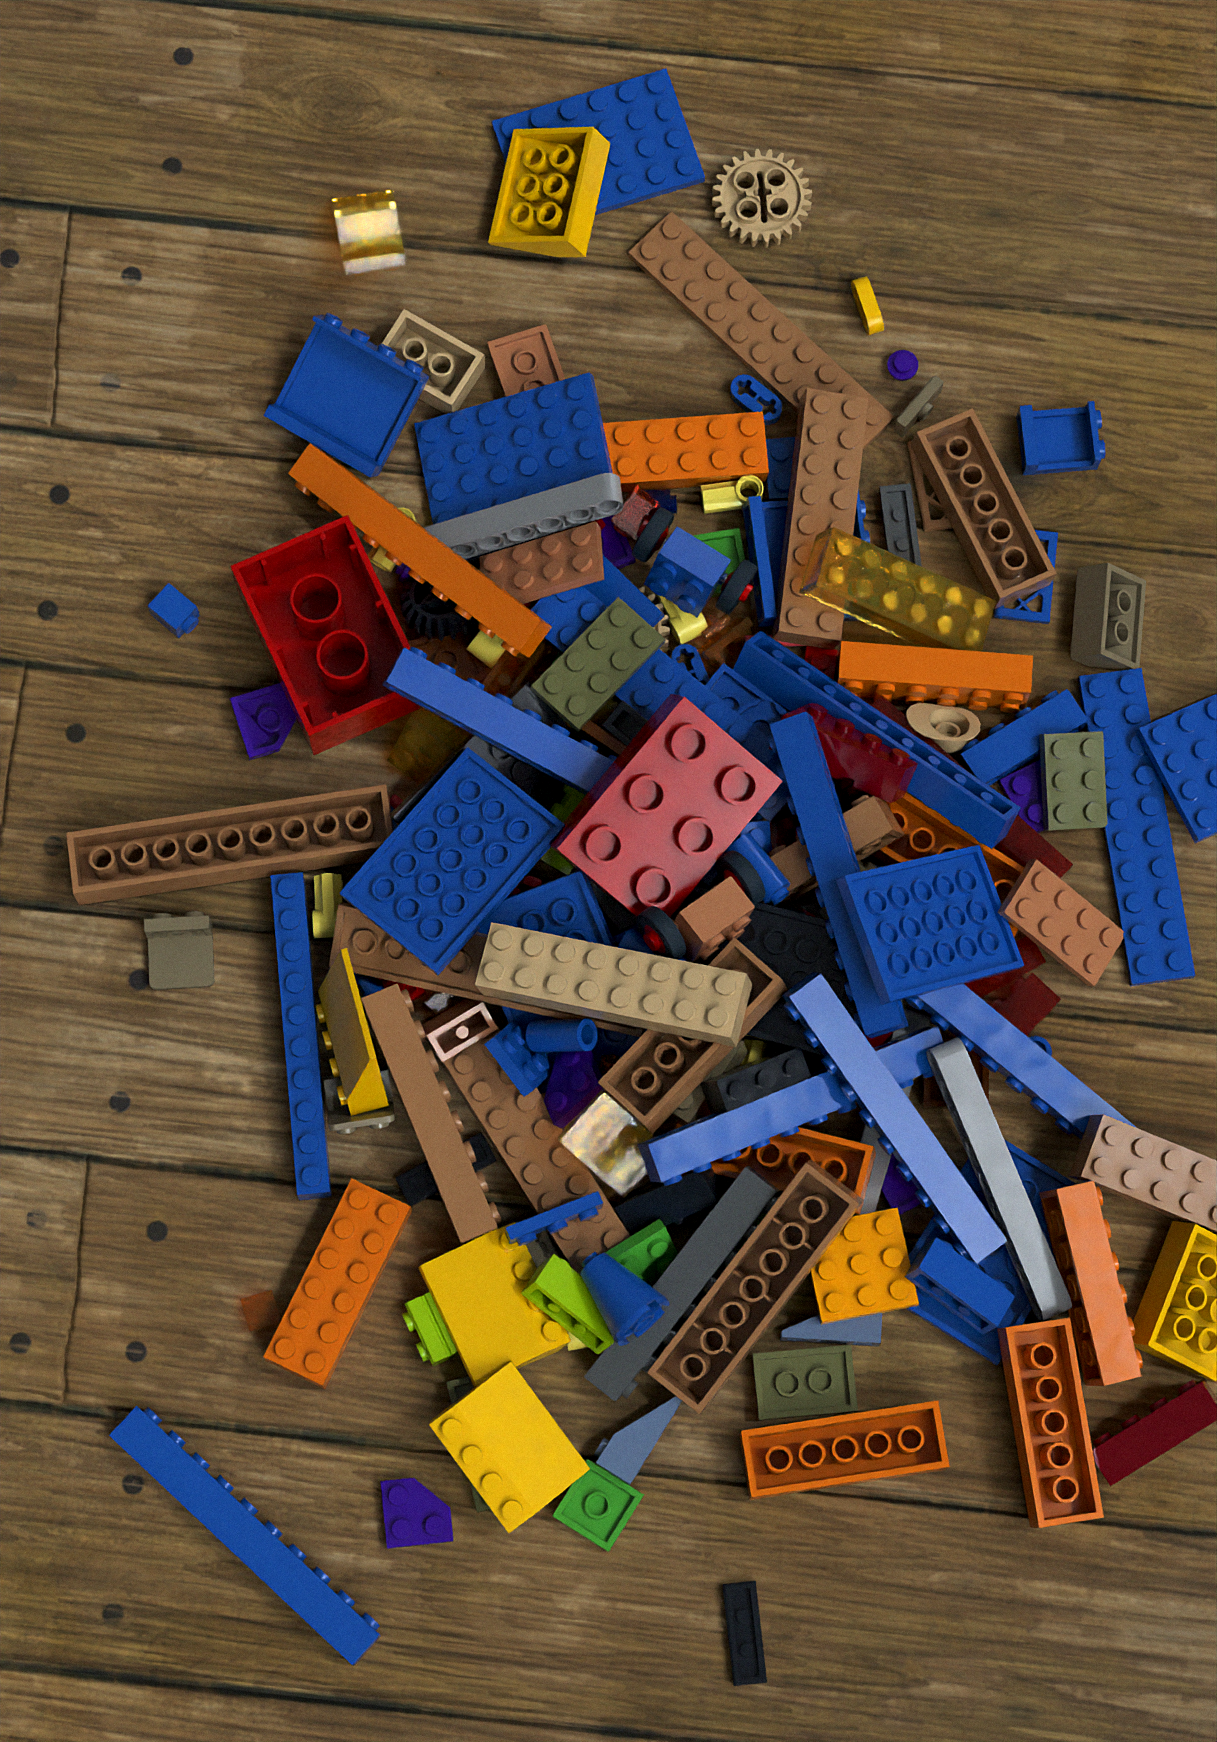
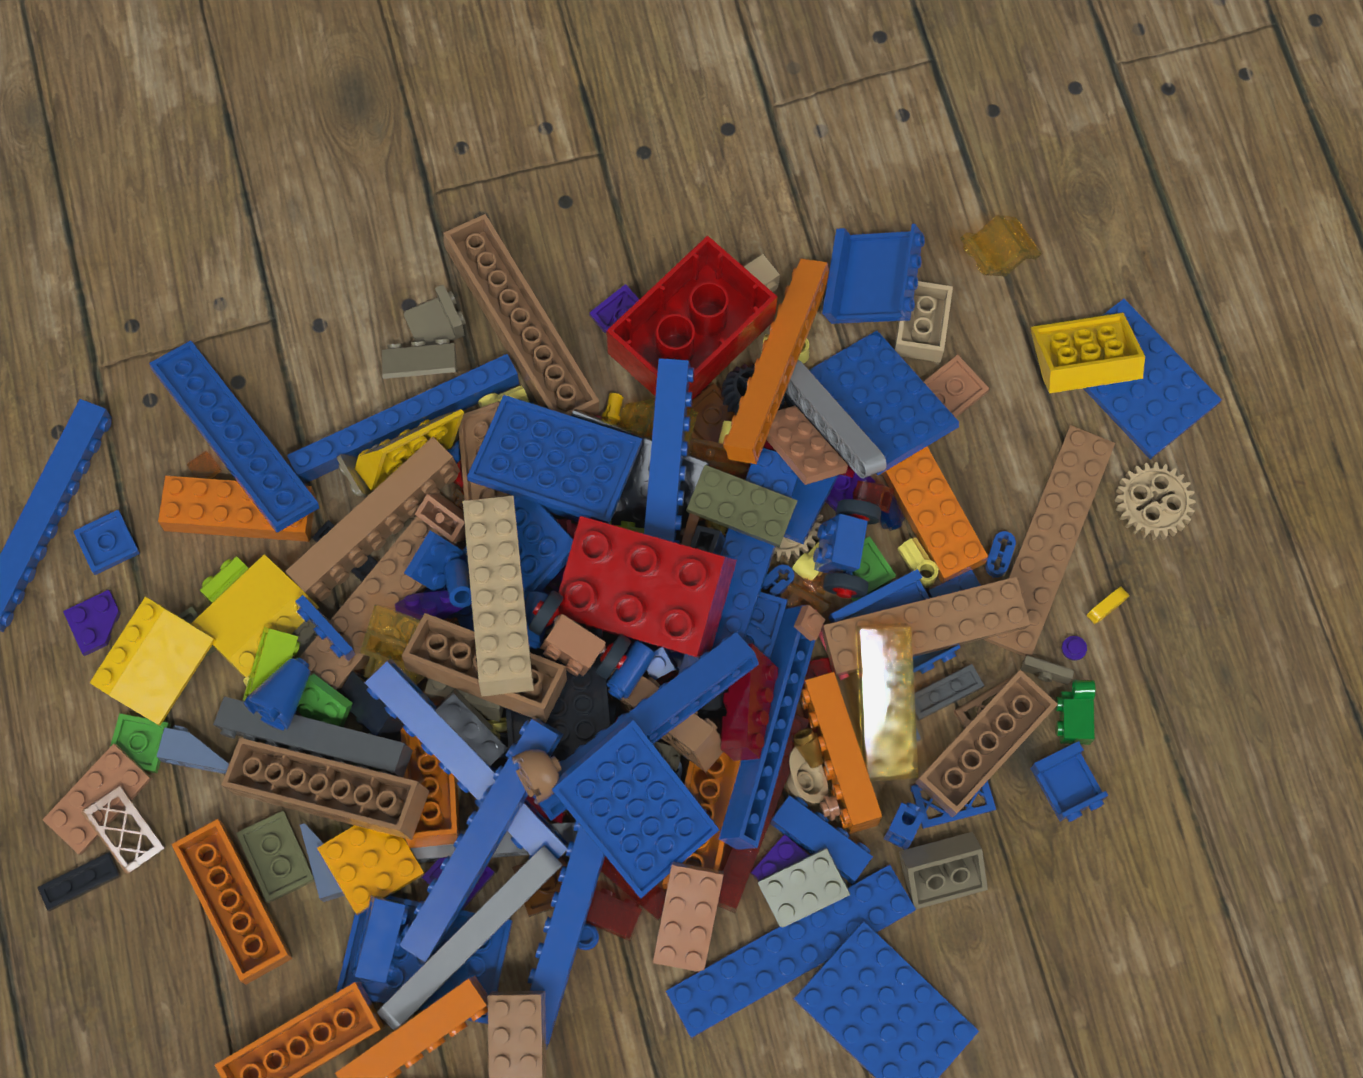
camera: 70 degrees right, 5 degrees down
(174, 611) = (673, 227): blue brick -> none
(233, 987) = (419, 359): none -> dark tan slope
(242, 1252) = (234, 436): none -> blue plate
(285, 526) = (764, 272): none -> tan brick
(315, 1464) = (106, 542): none -> blue plate
(396, 782) = (613, 408): none -> yellow pin
(652, 1576) = (109, 772): none -> nougat plate
(684, 1537) = (130, 809): none -> window
(769, 645) = (809, 622): none -> nougat plate
(860, 1013) = (537, 773): none -> medium nougat cylinder
(914, 706) = (808, 746): none -> pearl gold cone
(989, 396) = (1076, 713): none -> green hinge
(992, 713) = (830, 807): none -> nougat plate
(1045, 638) = (904, 825): none -> blue brick

